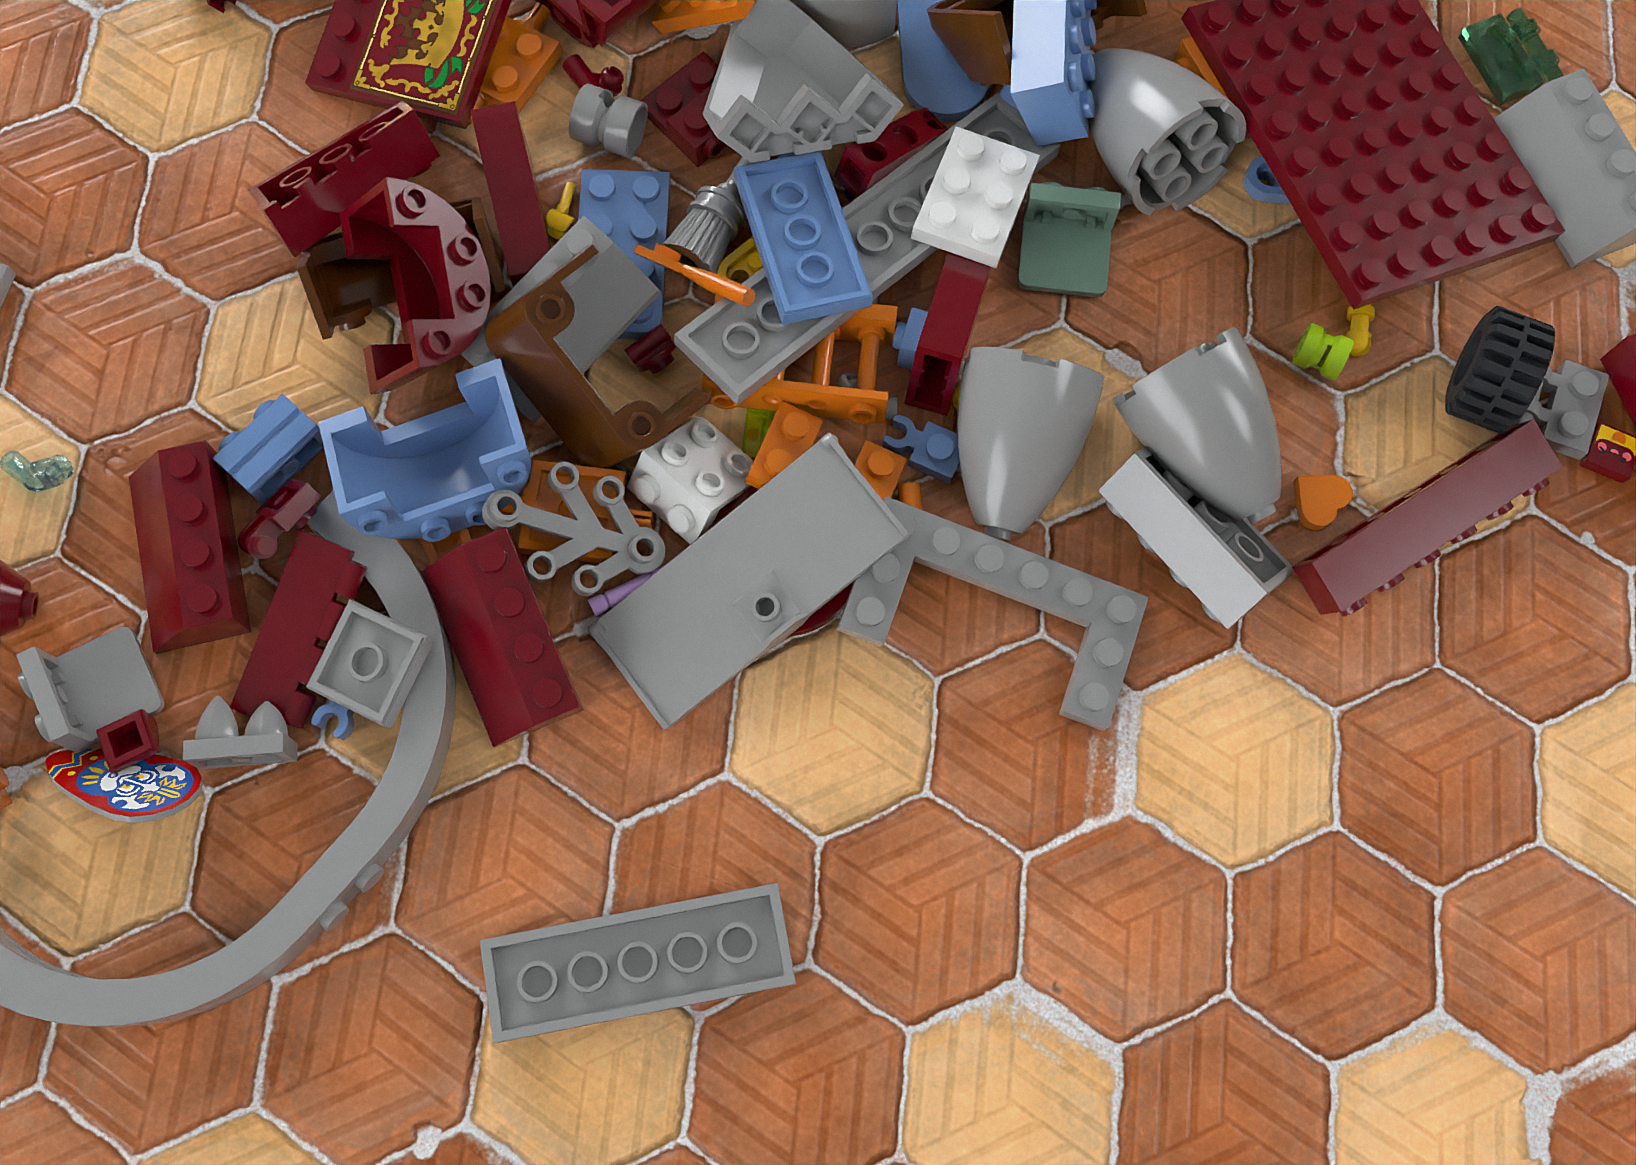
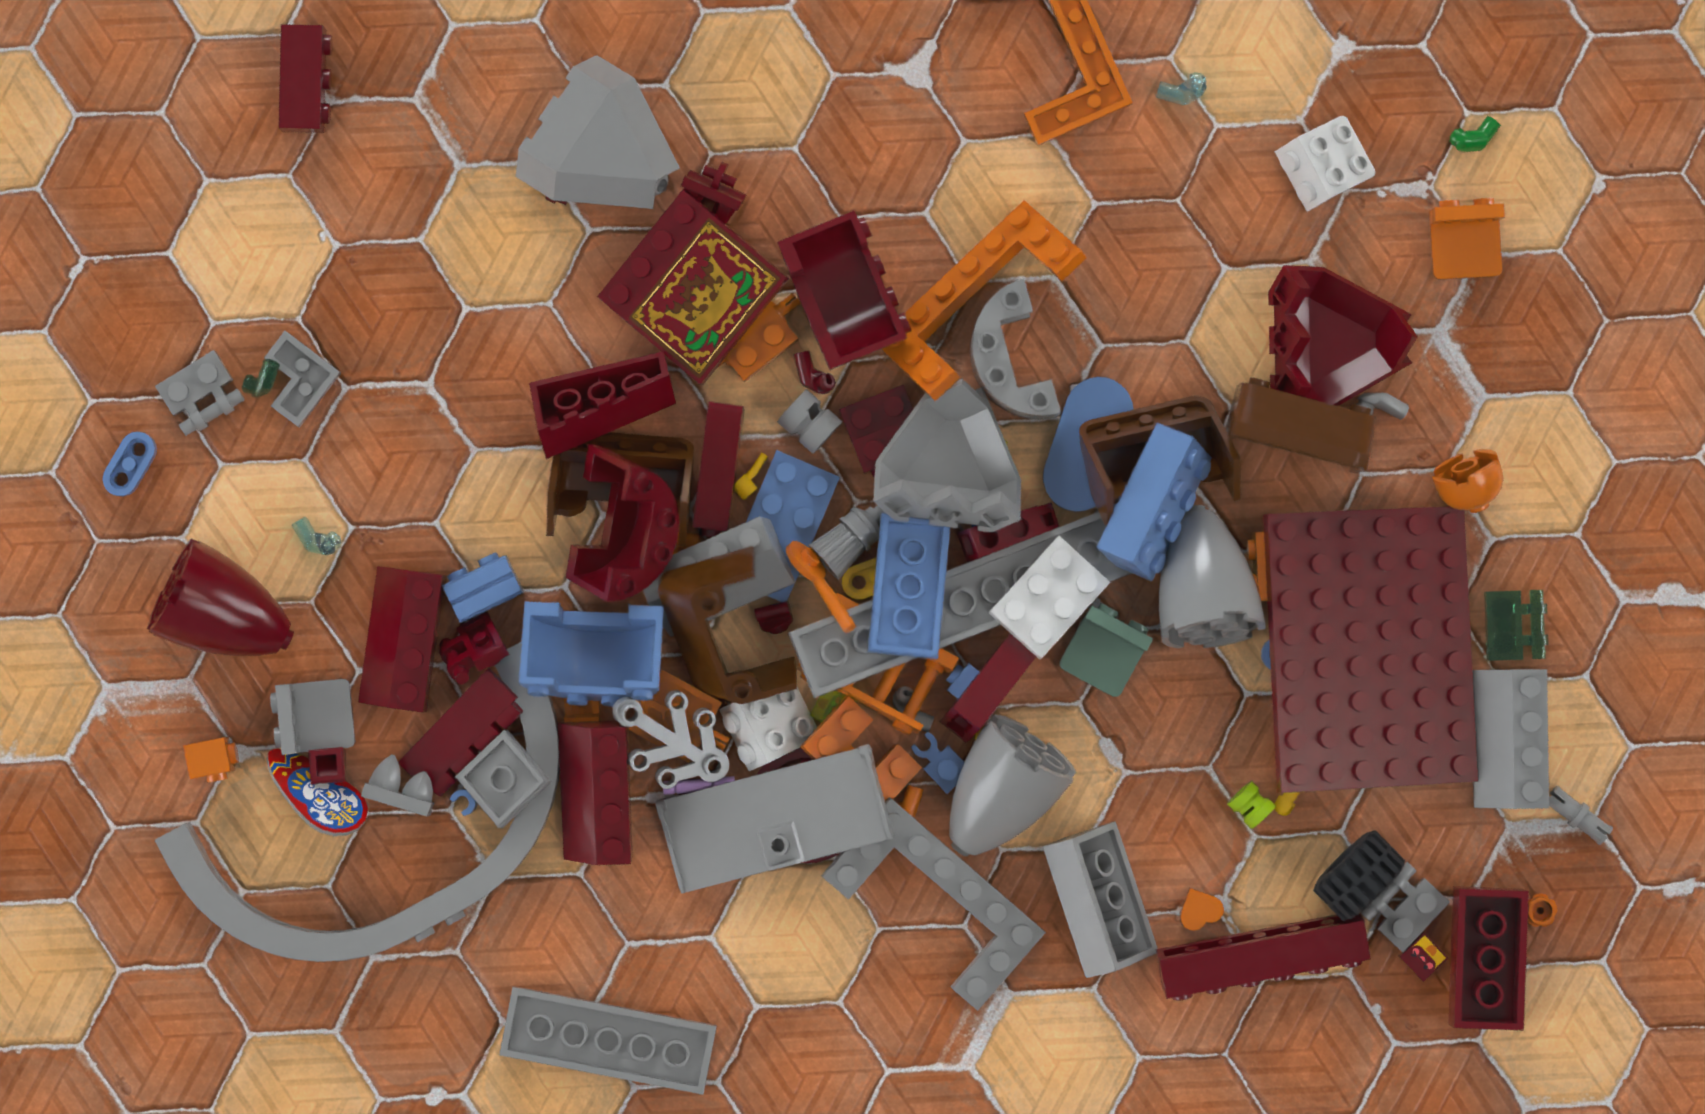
camera: 20 degrees right, 15 degrees up
(1211, 426) = (1136, 834): light grey cylinder -> none

